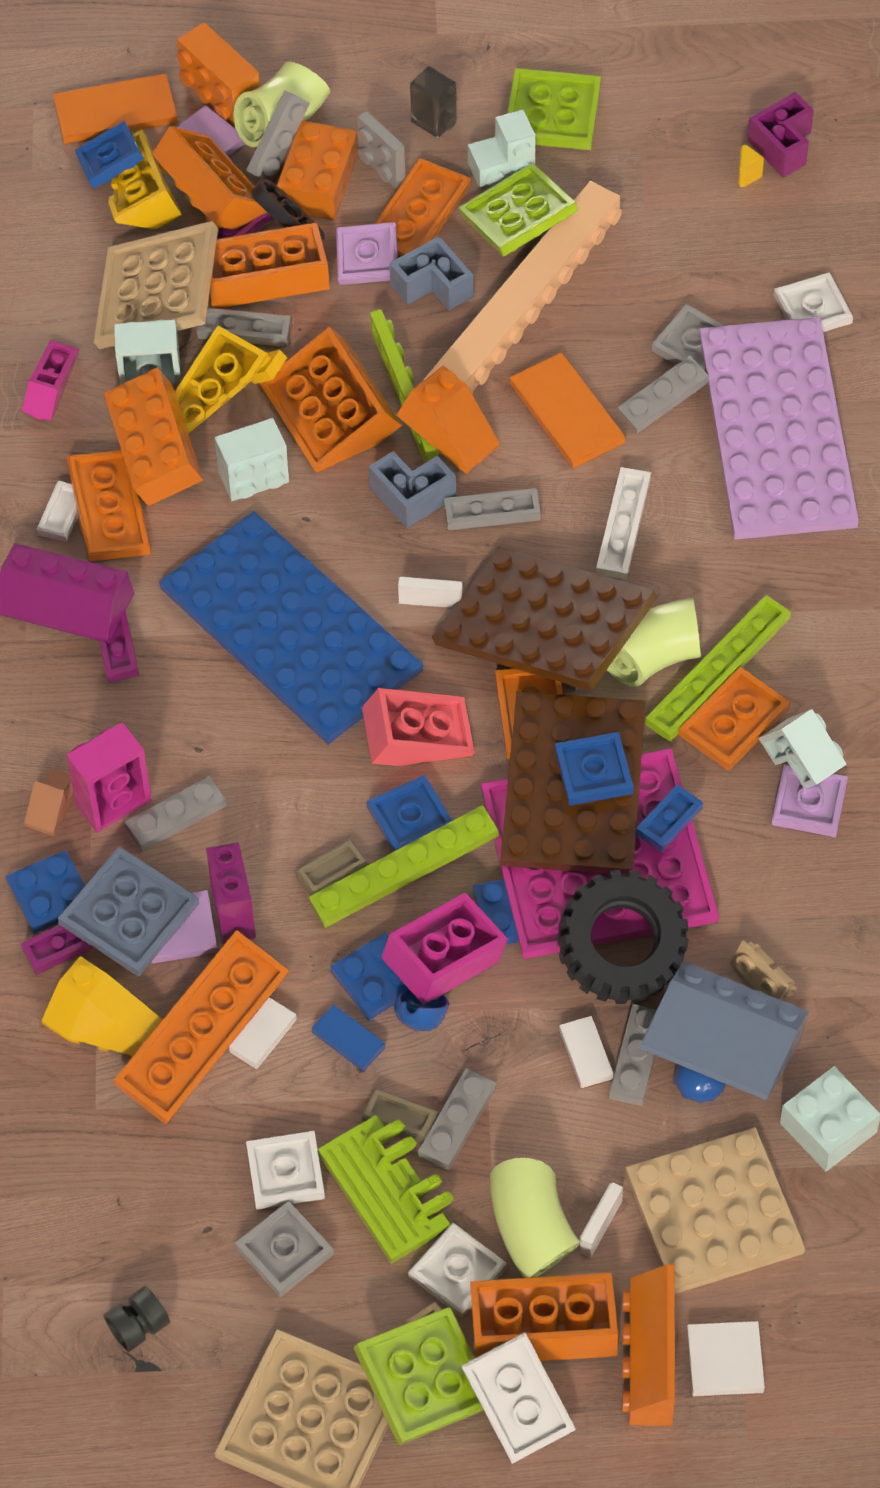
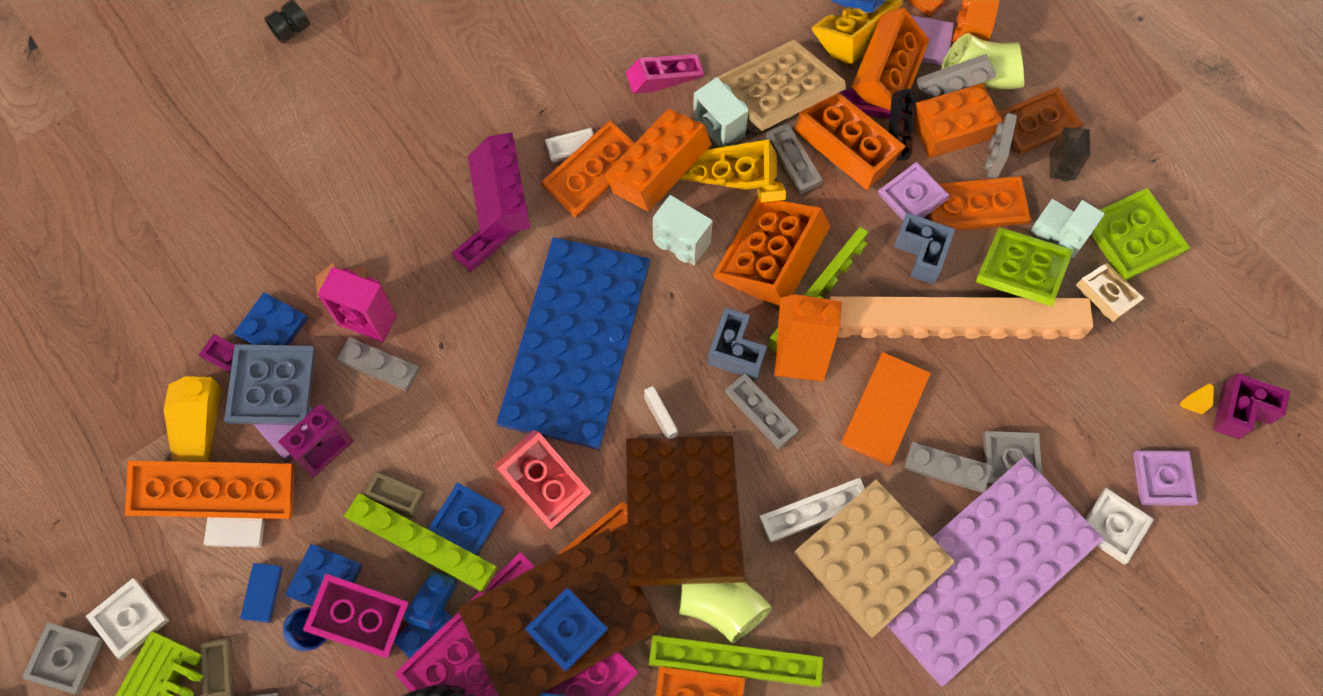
camera: 55 degrees right, 10 degrees up
(376, 92) = (1041, 120): none -> dark orange plate
(469, 877) = (430, 600): none -> blue plate
(595, 163) = (1109, 292): none -> tan plate
(705, 499) = (874, 558): none -> tan plate
(798, 241) = (1165, 478): none -> lavender tile

